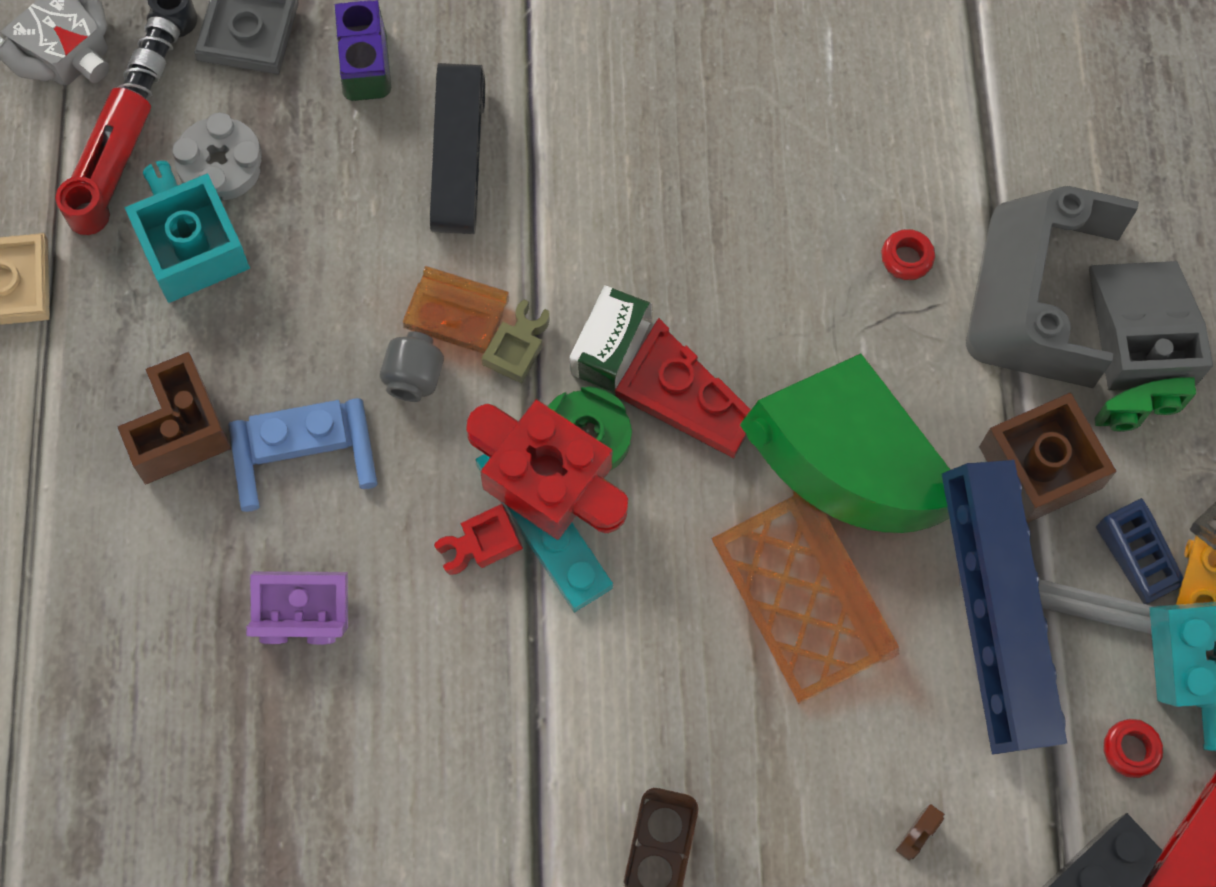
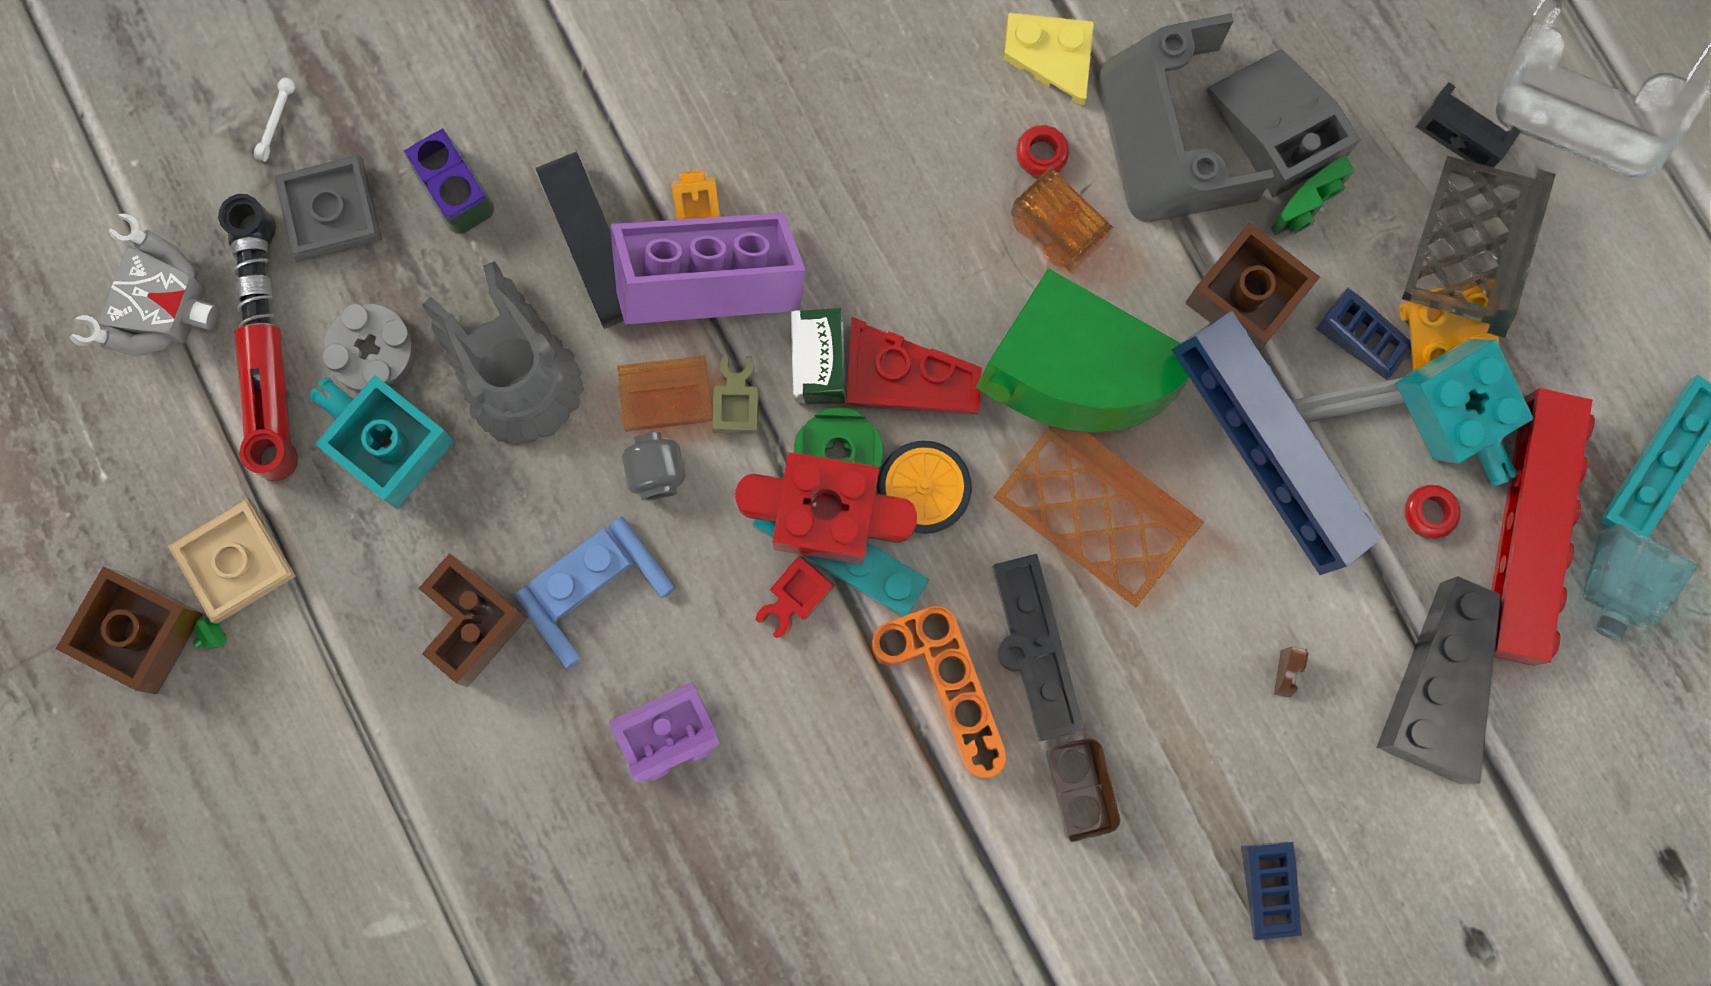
camera: 25 degrees left, 10 degrees up
(332, 225) = (512, 367): none -> dark grey piece
(547, 215) = (706, 268): none -> medium lavender slope
(567, 162) = (695, 195): none -> light orange bracket
(580, 697) = (948, 694): none -> orange beam
(660, 498) = (929, 478): none -> light orange wheel
(683, 695) = (1036, 648): none -> black hinge
(893, 320) = (1060, 221): none -> clear orange brick
(958, 173) = (1051, 50): none -> light yellow wing

